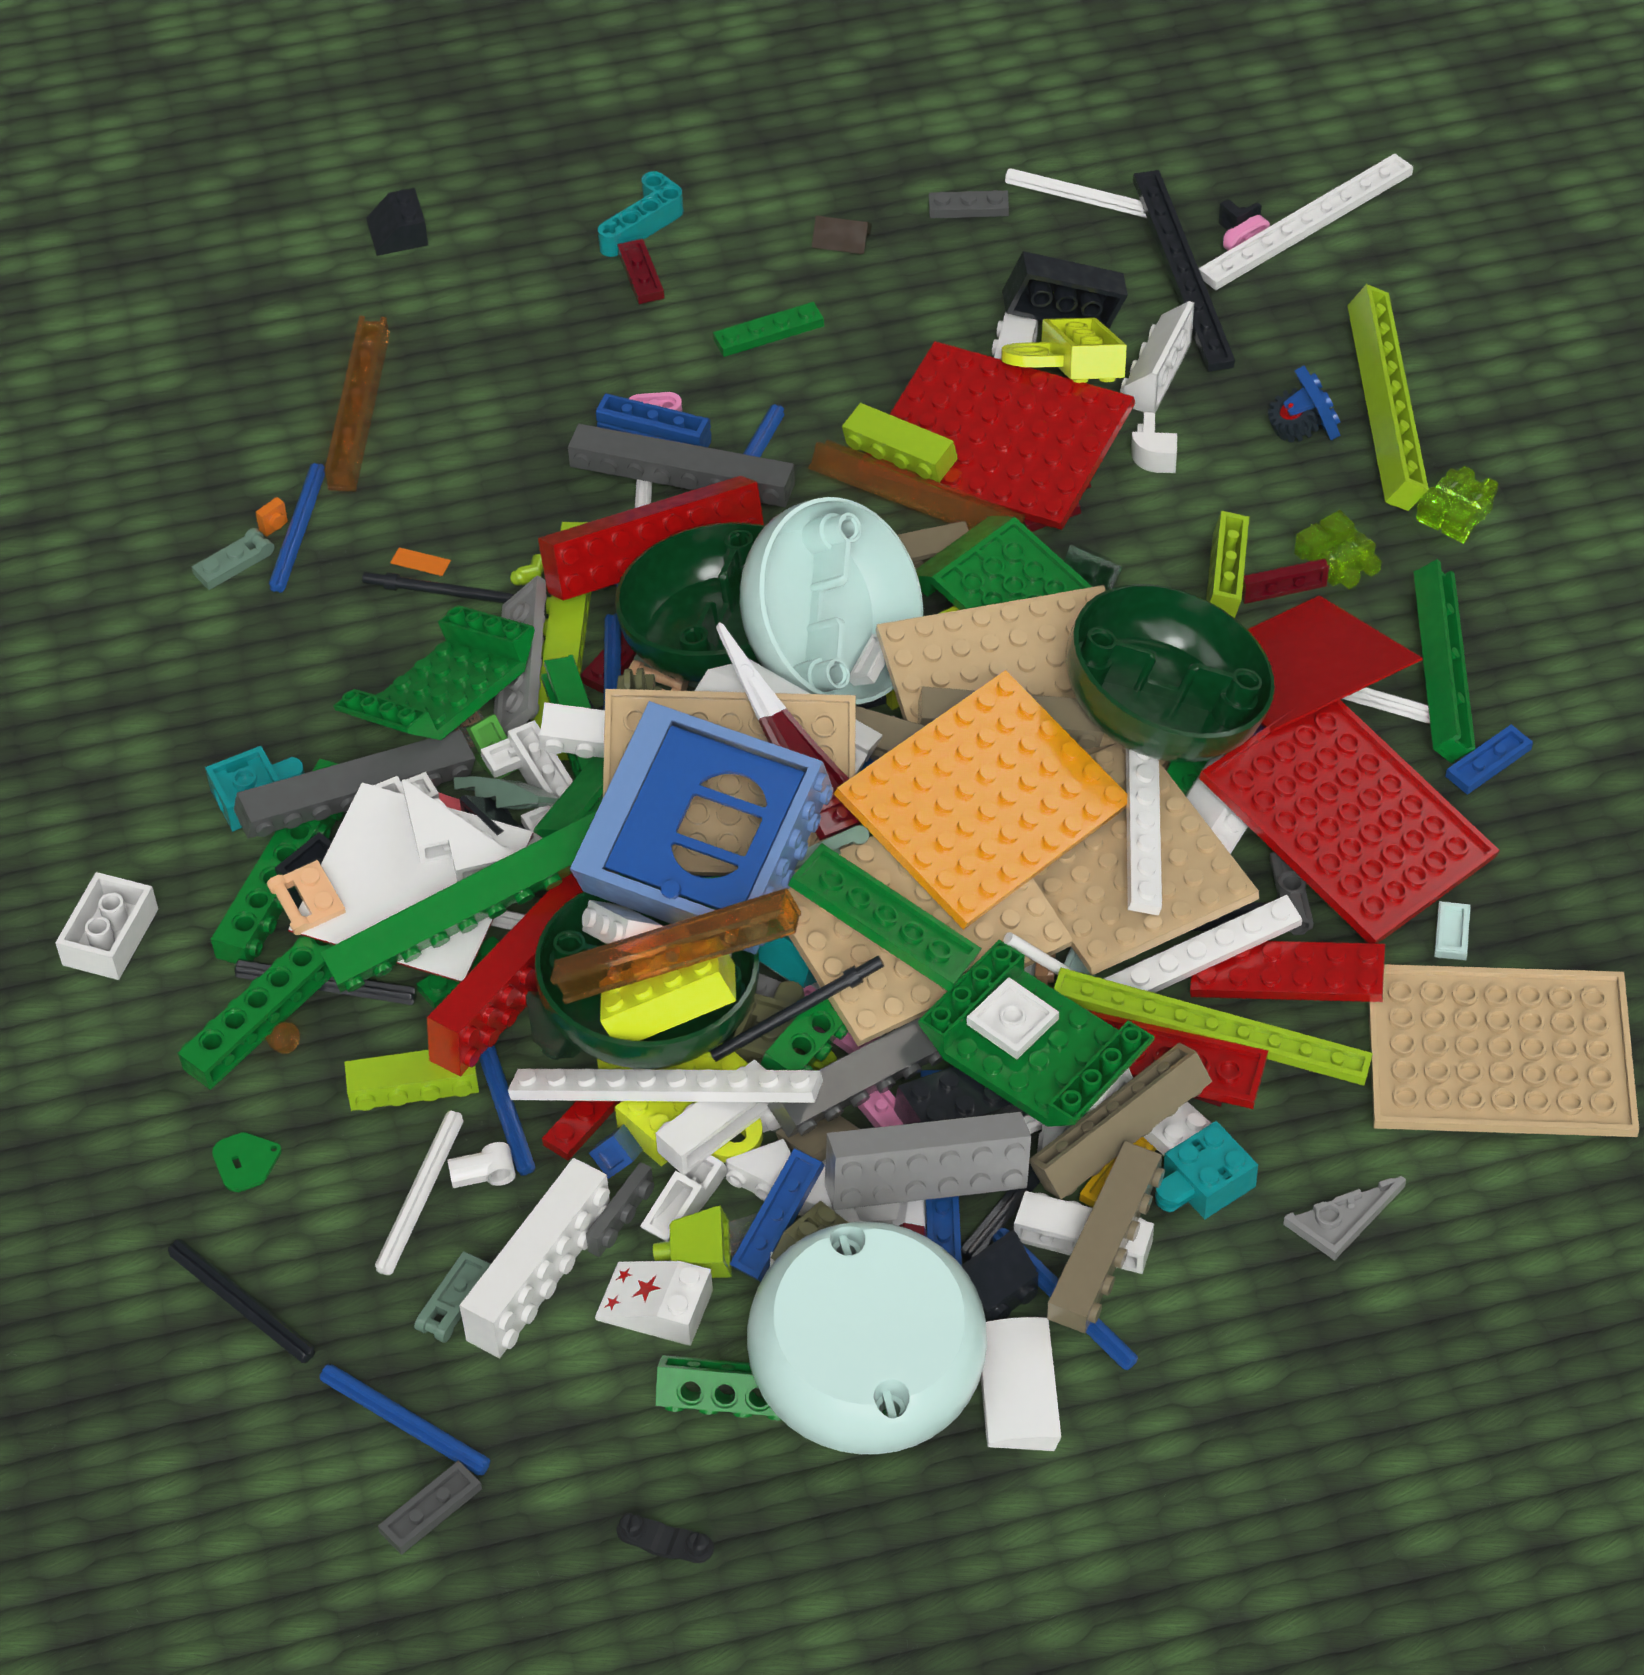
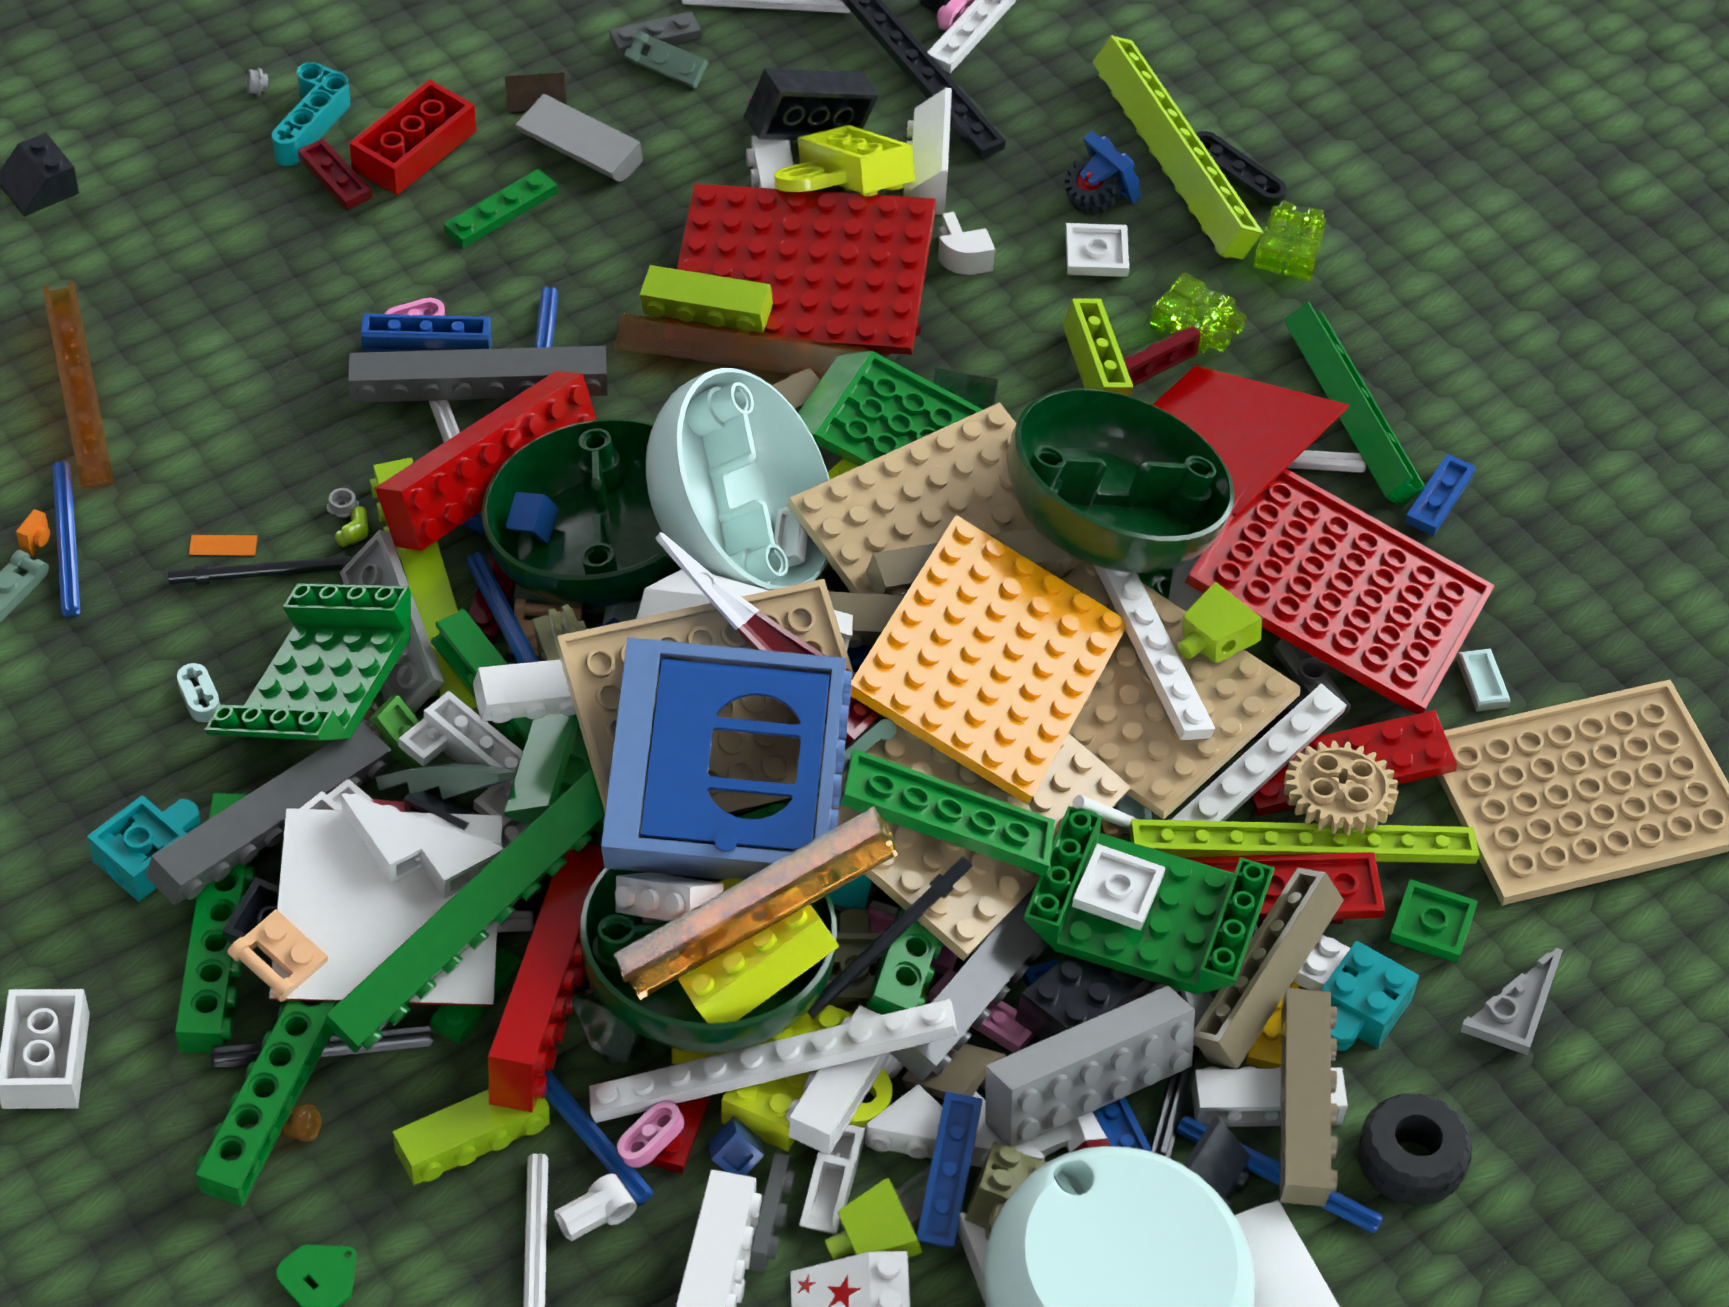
camera: 25 degrees left, 0 degrees up
(343, 677) = (192, 694): none -> light aqua beam
(527, 547) = (341, 502): none -> light grey plate
(547, 1119) = (650, 1134): none -> bright pink plate
(610, 180) = (256, 82): none -> light grey plate
(668, 593) = (532, 515): none -> blue panel
(716, 252) = (412, 137): none -> red brick
(860, 283) = (581, 138): none -> light grey brick
(966, 228) = (666, 59): none -> sand green plate
(1182, 1334) = (1411, 1177): none -> black tyre
(1204, 821) = (1218, 626): none -> lime torso
(1262, 988) = (1340, 787): none -> tan gear
(1274, 474) = (1097, 250): none -> white plate
(1302, 1124) = (1433, 921): none -> green plate
(1441, 429) = (1244, 171): none -> black plate

